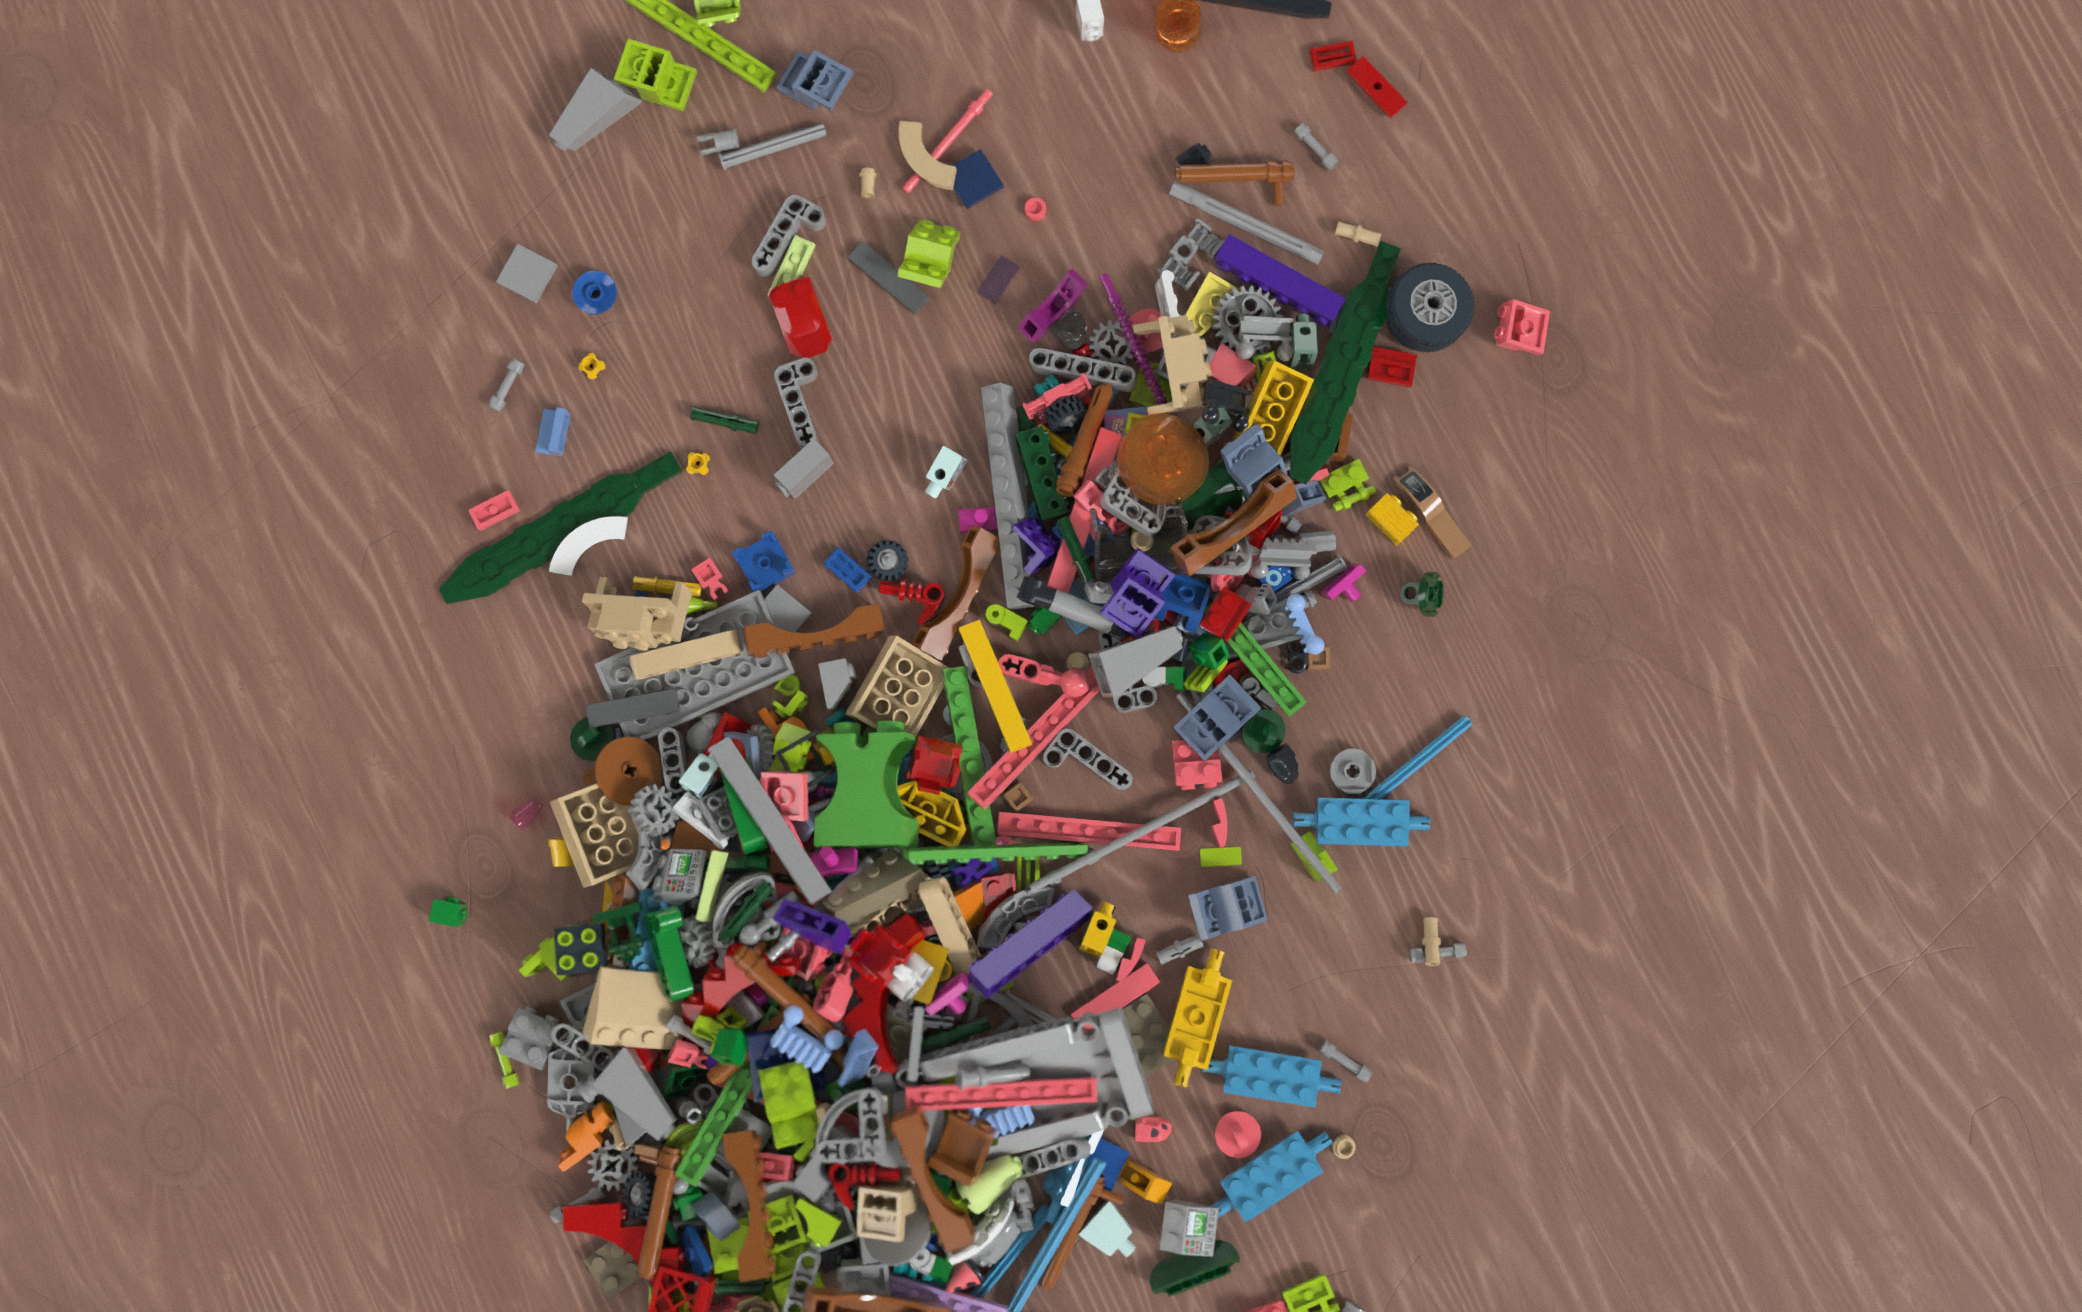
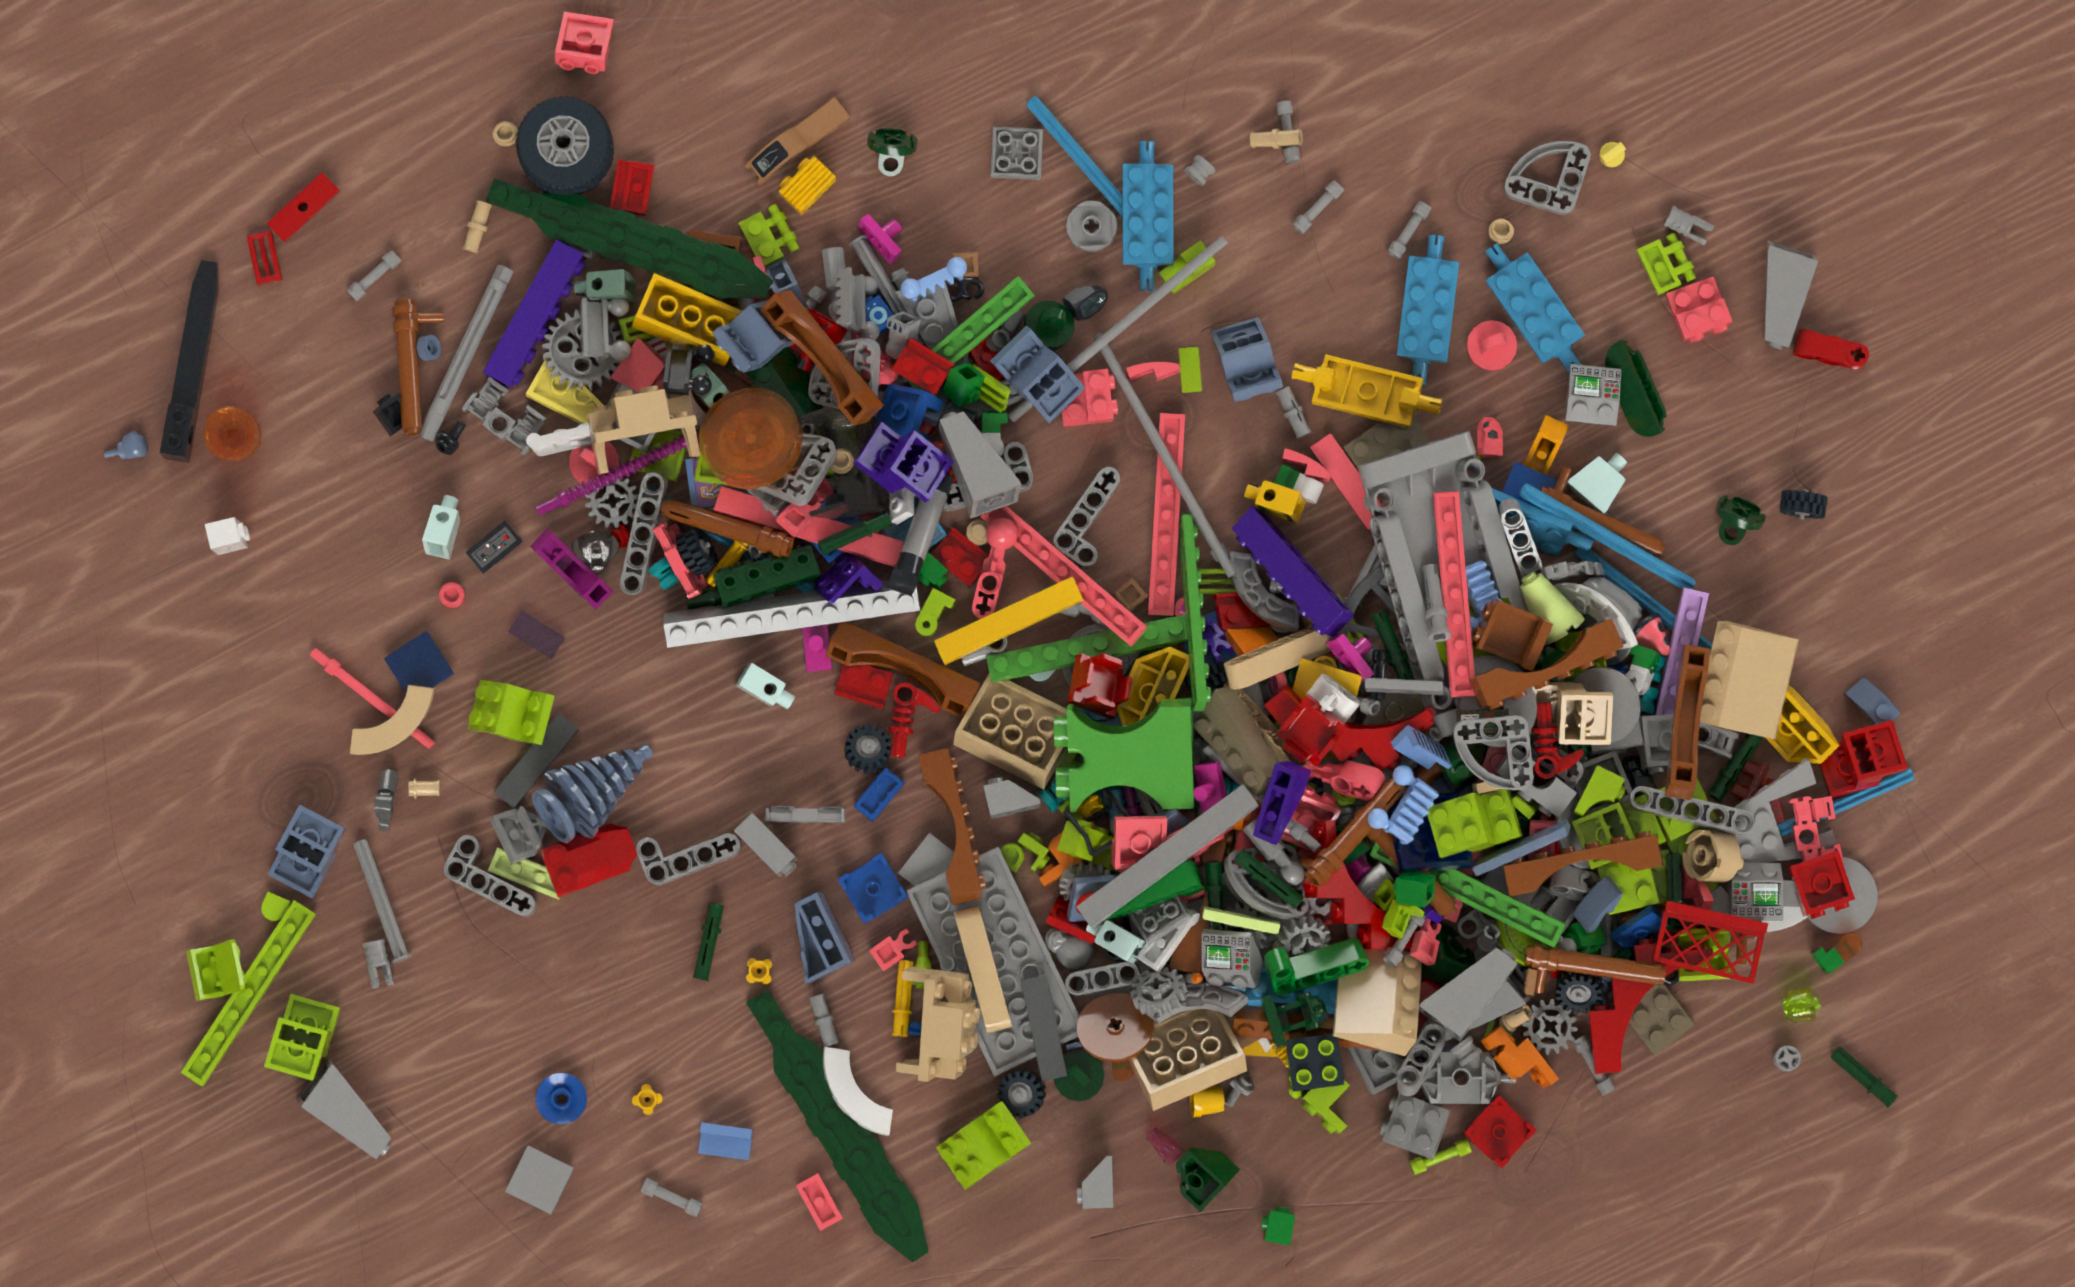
camera: 90 degrees left, 0 degrees up
(485, 750) = (1097, 1187): none -> light grey slope
(496, 848) = (1204, 1175): none -> dark green slope
(521, 1114) = (1499, 1131): none -> red panel
(532, 652) = (983, 1145): none -> lime bracket
(575, 886) = (1241, 1084): none -> light grey plate
(577, 687) = (1022, 1093): none -> black wheel
(651, 518) = (824, 1020): none -> light grey pin
(721, 515) = (820, 938): none -> sand blue wedge
(766, 1146) = (1521, 847): none -> sand blue tile
(772, 57) = (274, 907): none -> lime tile
(826, 261) = (519, 833): none -> light grey slope
(830, 489) = (789, 814): none -> light grey piece
(853, 145) = (385, 798): none -> dark grey bar
(861, 323) = (586, 793): none -> sand blue plant
(945, 560) = (864, 685): none -> red plate
(1056, 646) = (960, 557): none -> red plate
(1076, 244) = (494, 547): none -> slope
(1092, 198) = (440, 536): none -> light aqua torso
(1168, 206) = (448, 443): none -> black plate
(1251, 190) = (428, 348): none -> sand blue tile
(1381, 991) = (1304, 221): none -> light grey bar
(1382, 1205) = (1562, 189): none -> light grey beam
(1402, 870) = (1199, 170): none -> light grey wheel
(1414, 1254) = (1612, 154): none -> light yellow plate
(1419, 706) = (1016, 153): none -> light grey tile
(1441, 256) = (505, 134): none -> tan plate

